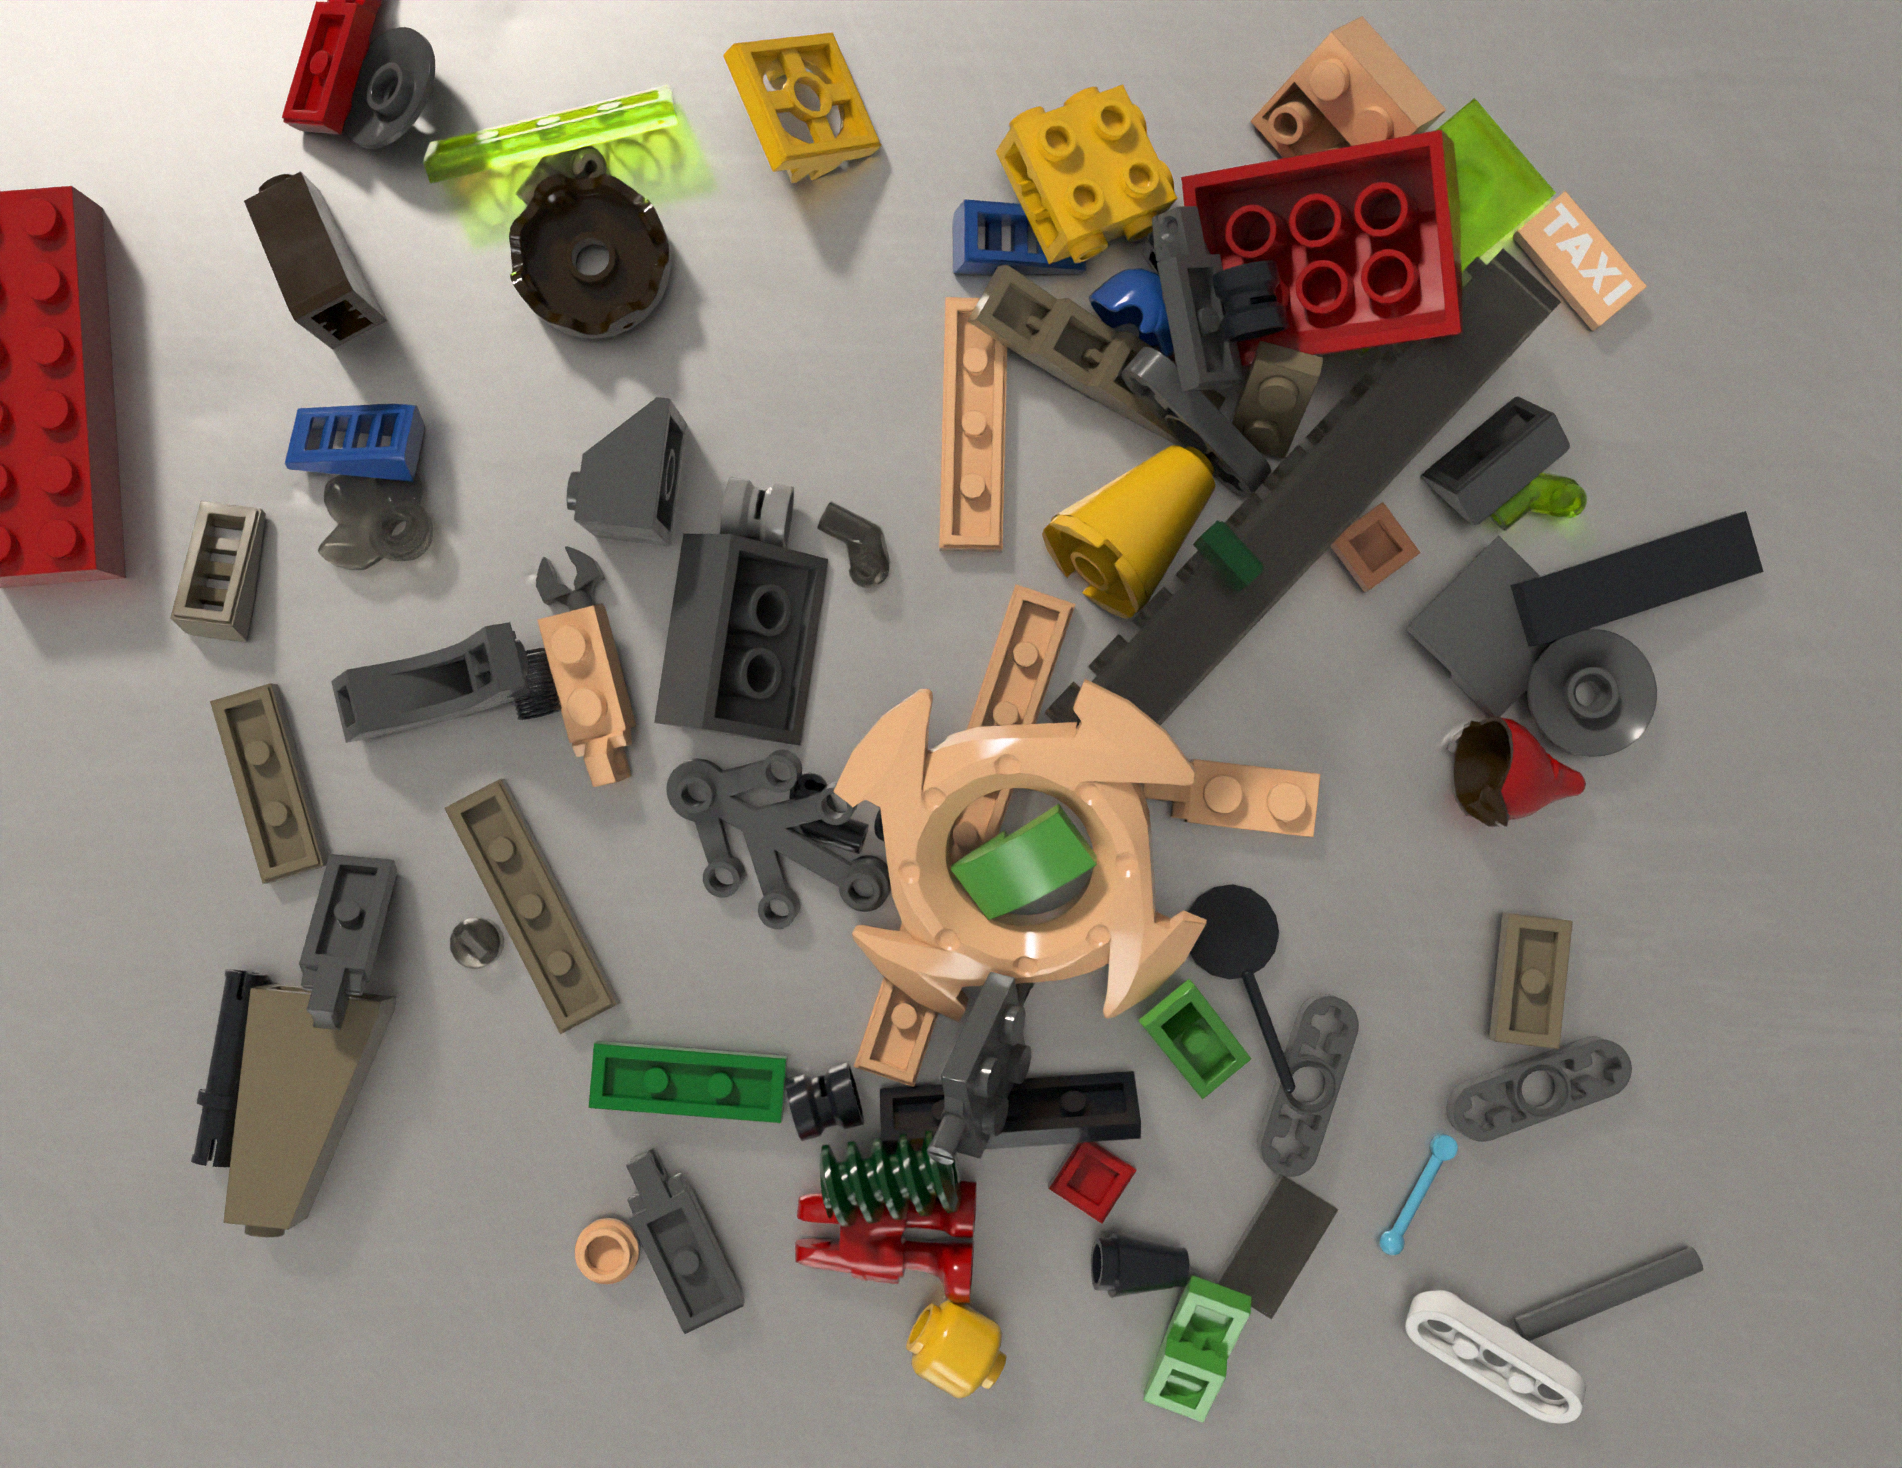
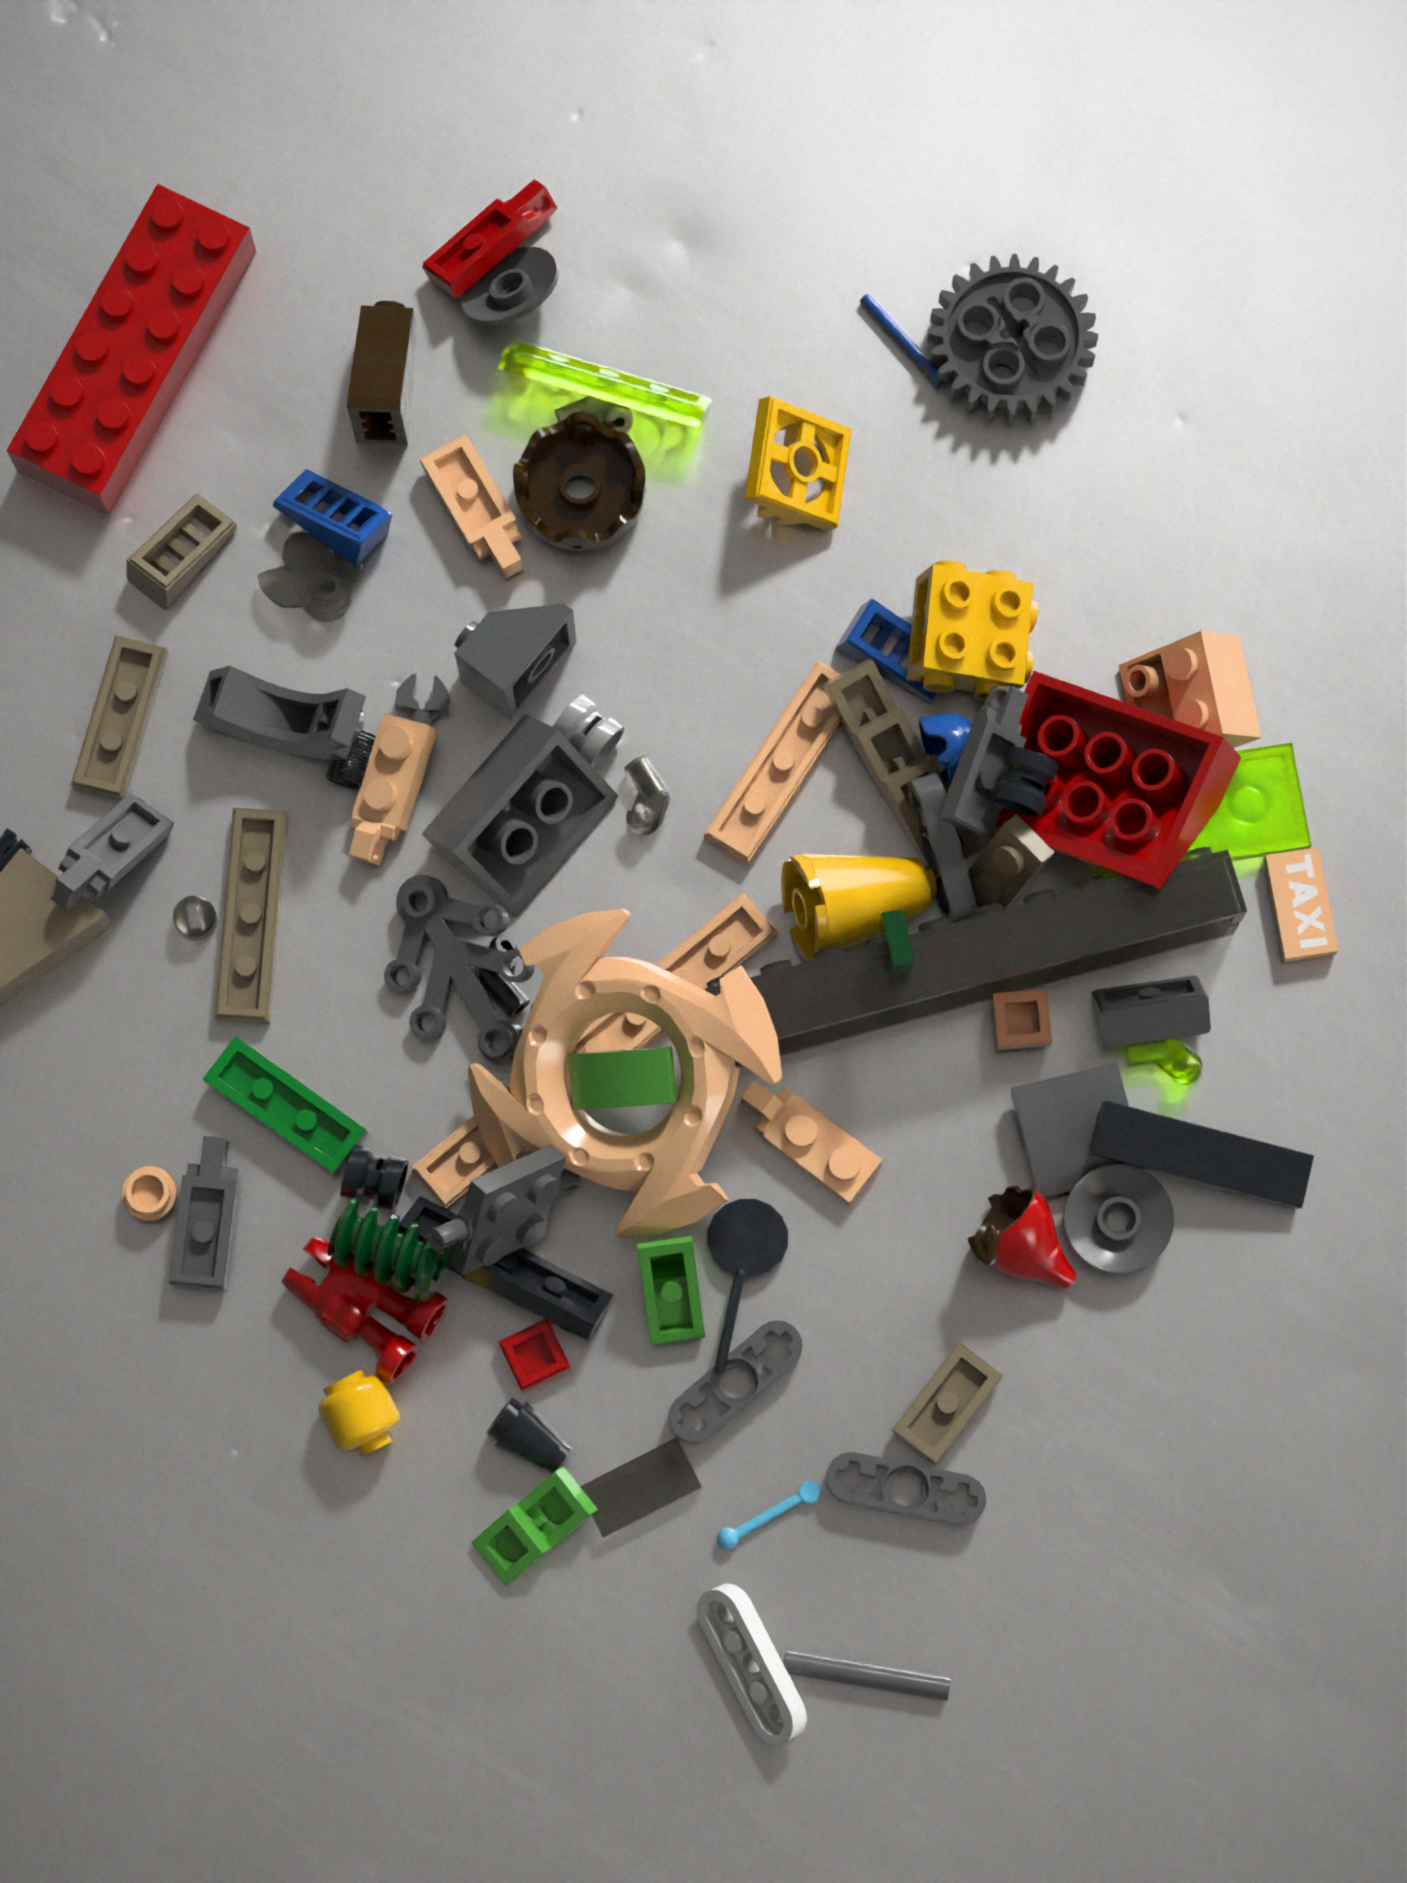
camera: 30 degrees right, 10 degrees down
(493, 341) = (474, 503): none -> light nougat hinge

